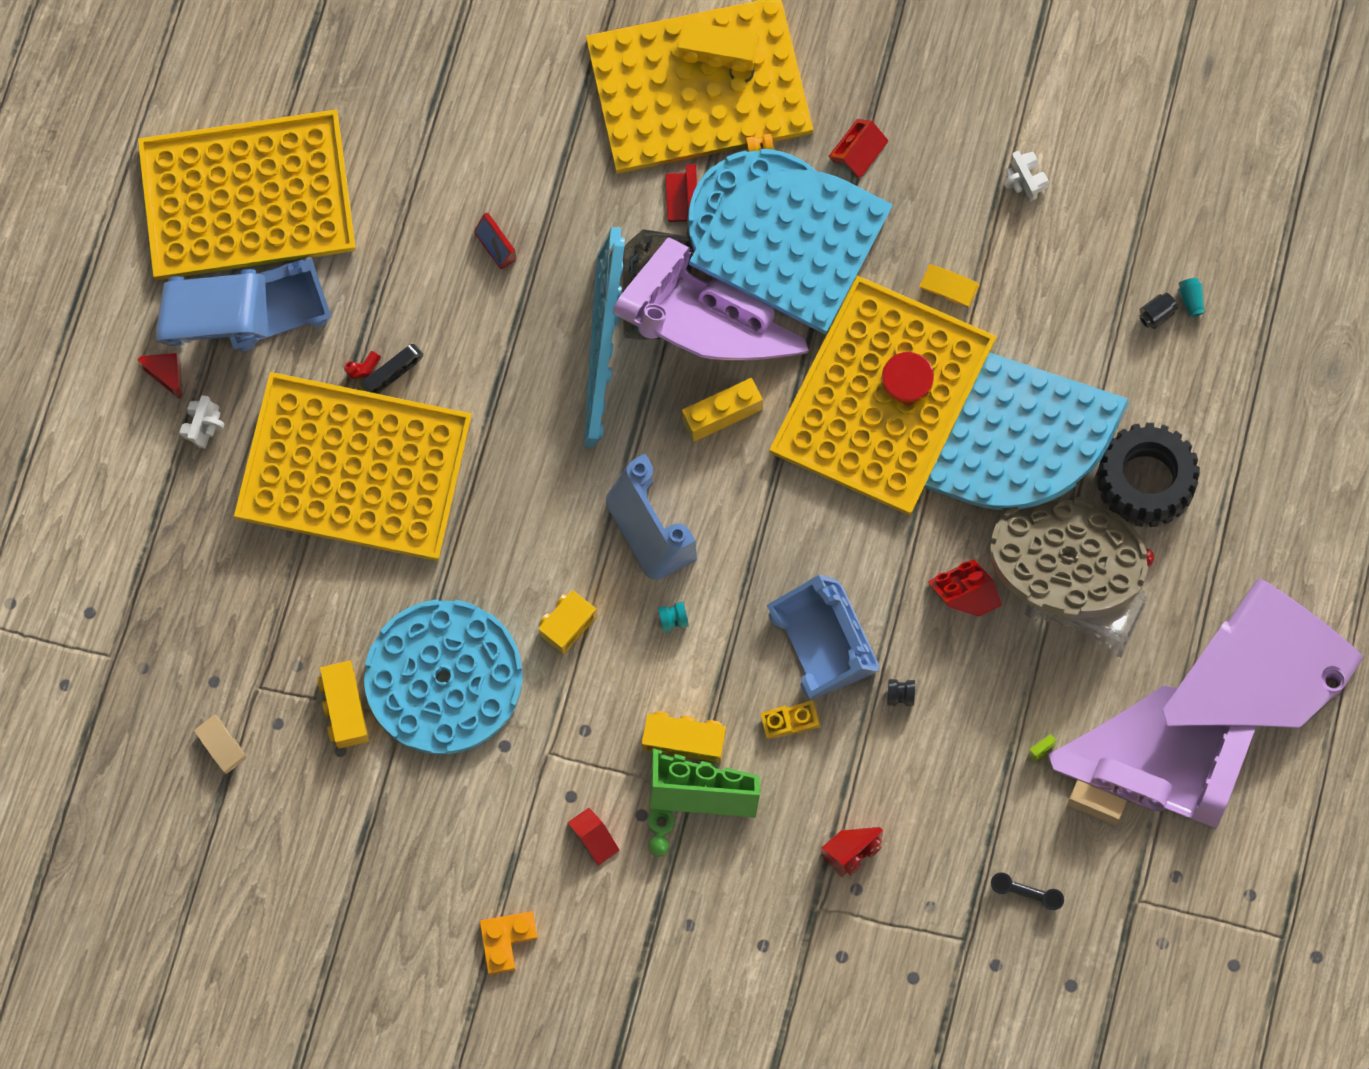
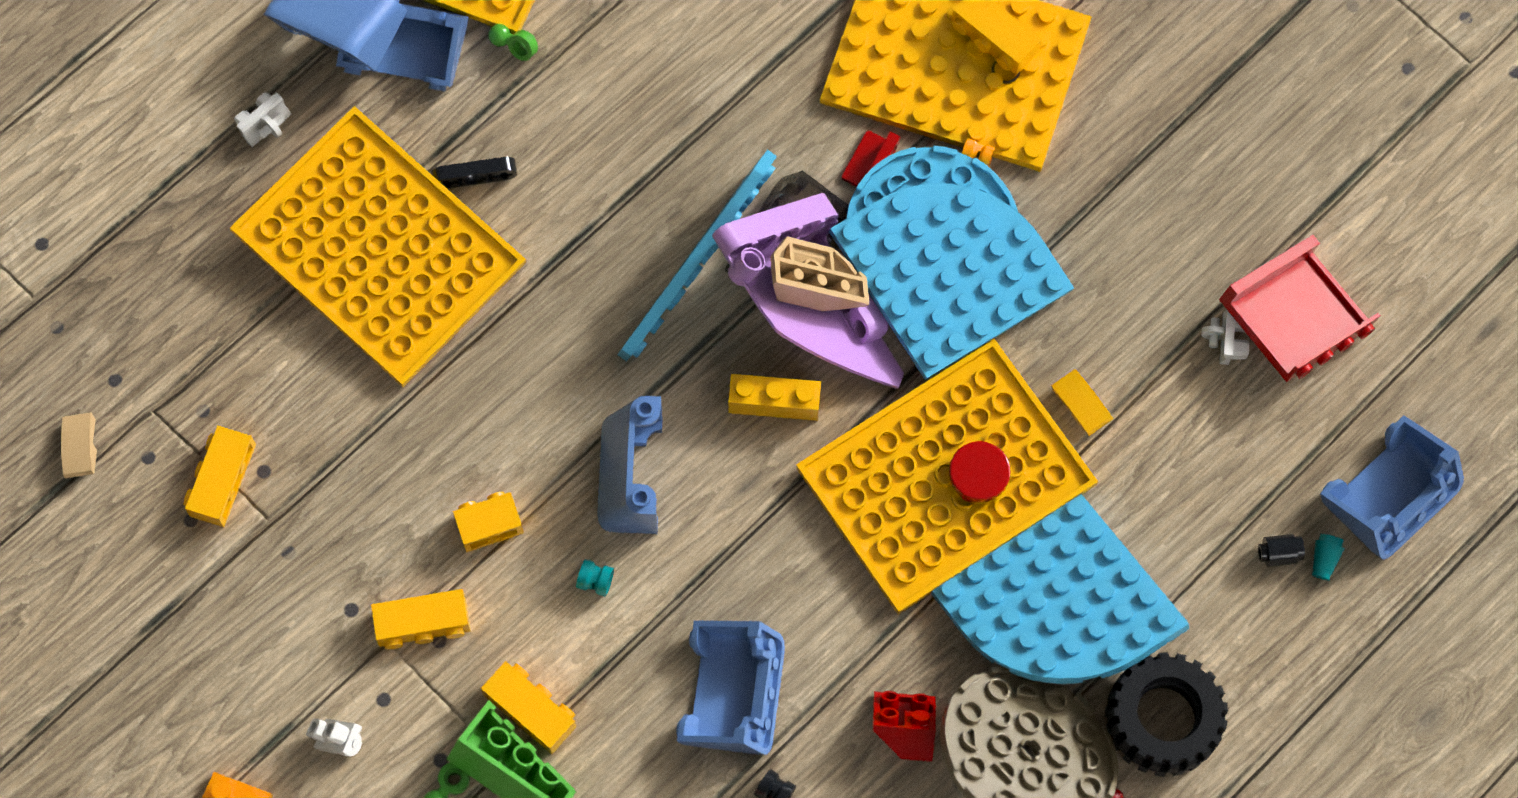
camera: 25 degrees right, 0 degrees up
(165, 370) = (262, 49): red slope -> none
(362, 369) = (450, 156): red arm -> none
(364, 255) = (521, 43): none -> bright green plate
(436, 714) = (341, 549): medium azure plate -> none
(495, 241) = (656, 103): slope -> none
(555, 841) = (335, 736): none -> white hips
(563, 721) = (421, 619): none -> yellow brick
(593, 836) = (378, 753): red slope -> none
(704, 301) = (816, 277): none -> tan wedge
(790, 720) = (647, 752): yellow slope -> none
(859, 146) = (1077, 211): red panel -> none
(1065, 131) = (1296, 311): none -> panel
(1213, 218) = (1397, 488): none -> medium blue windscreen

